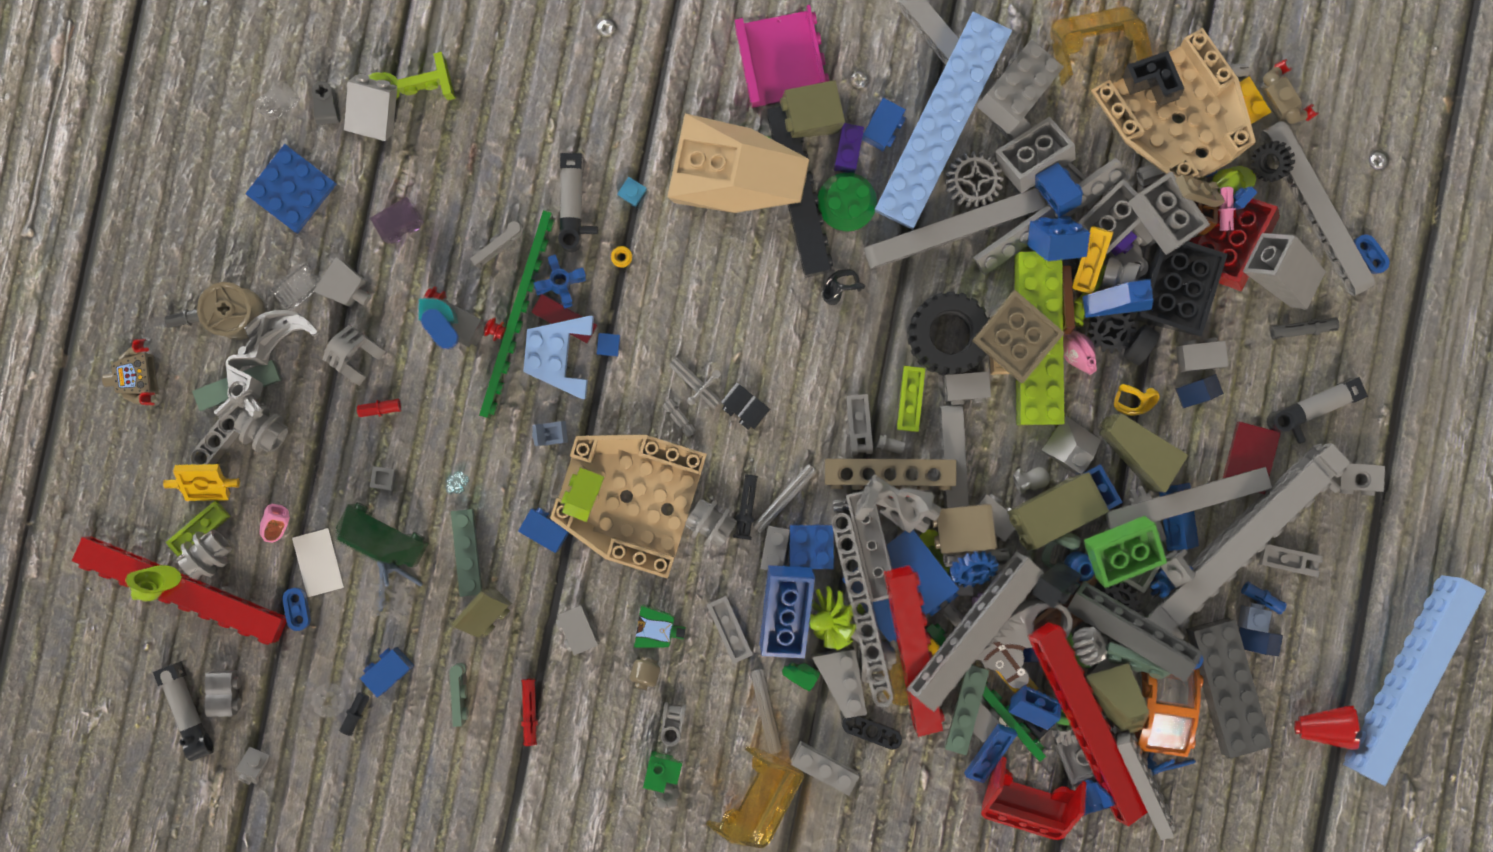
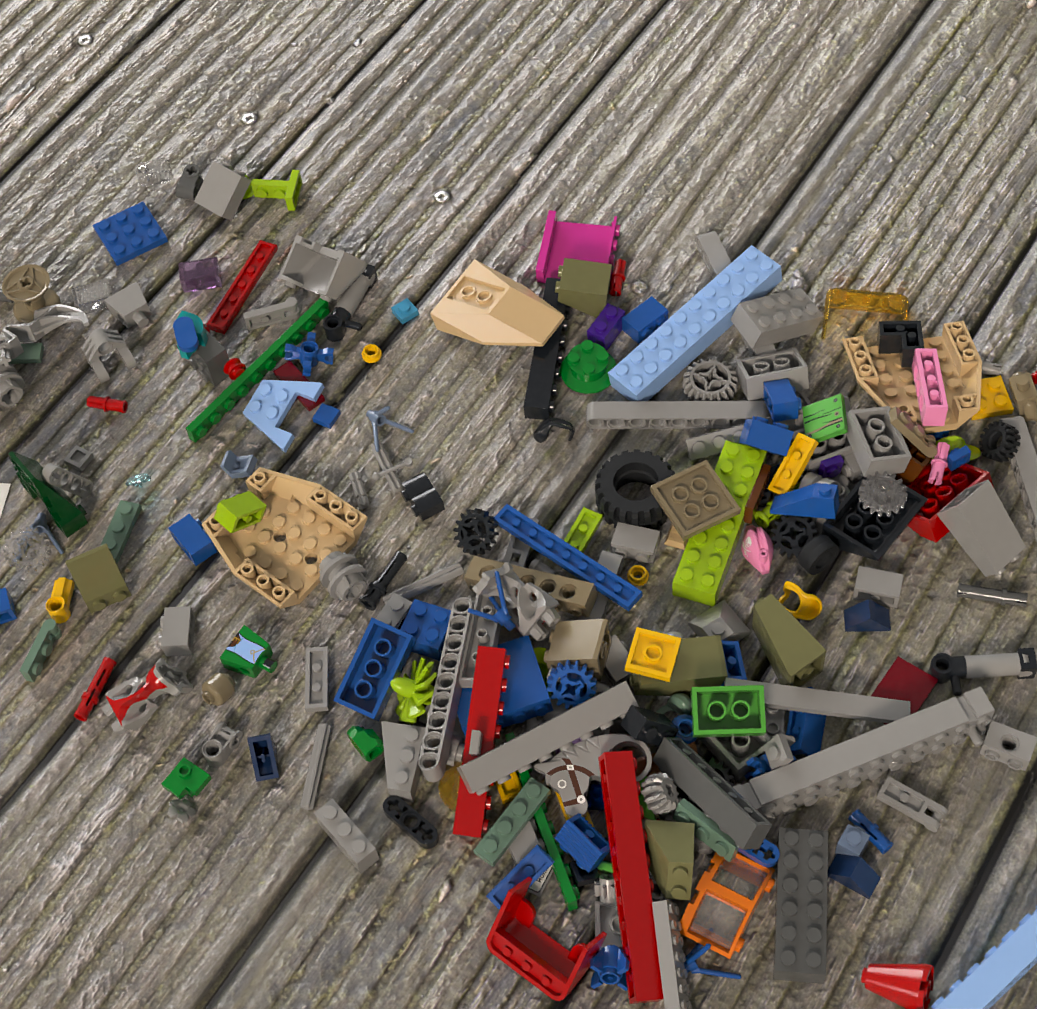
camera: 30 degrees right, 30 degrees down
(396, 525) = (66, 480): none -> light grey beam
(447, 216) = (242, 287): none -> red tile
(448, 634) = (60, 600): none -> yellow piece
(529, 177) = (320, 269): none -> light grey windscreen
(593, 695) = (131, 707): none -> light grey hips
(663, 334) = (378, 419): none -> sand blue plant
(718, 723) = (264, 757): none -> dark blue slope
(763, 804) = (277, 849): clear yellow windscreen -> none
(814, 430) = (482, 531): none -> black gear
(835, 74) = (617, 277): none -> red axle
(885, 524) = (502, 614): none -> blue plant
(914, 431) = (568, 557): none -> blue plate
(918, 665) = (475, 743): none -> light grey tile
(986, 419) = (637, 570): none -> yellow plate
(1040, 519) = (653, 654): none -> yellow plate
(1111, 202) = (825, 418): none -> bright green tile
(1188, 259) = (882, 493): none -> clear gear
(1200, 131) = (929, 387): none -> bright pink brick

